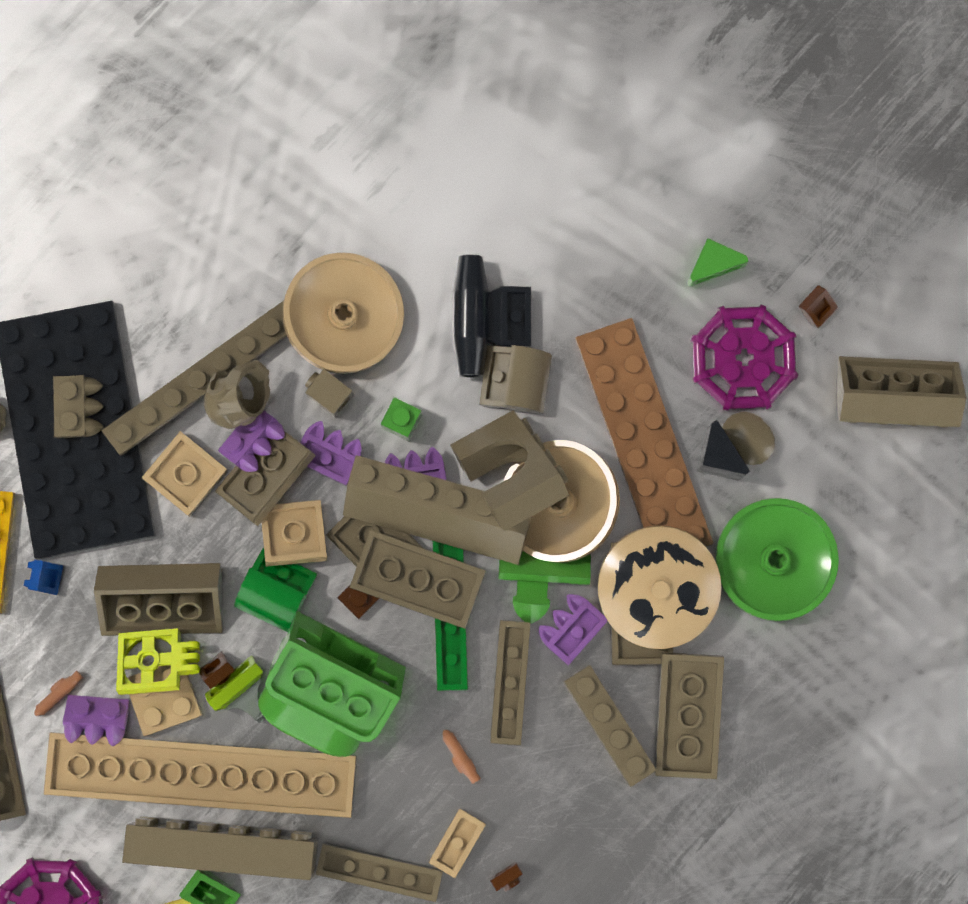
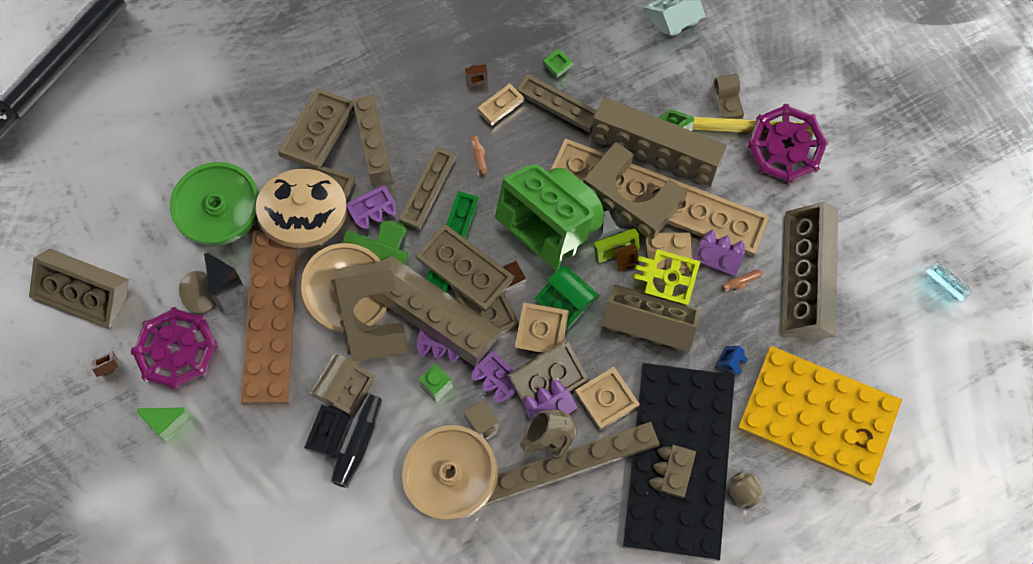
camera: 160 degrees left, 15 degrees down
(200, 731) = (647, 215): none -> dark tan arch

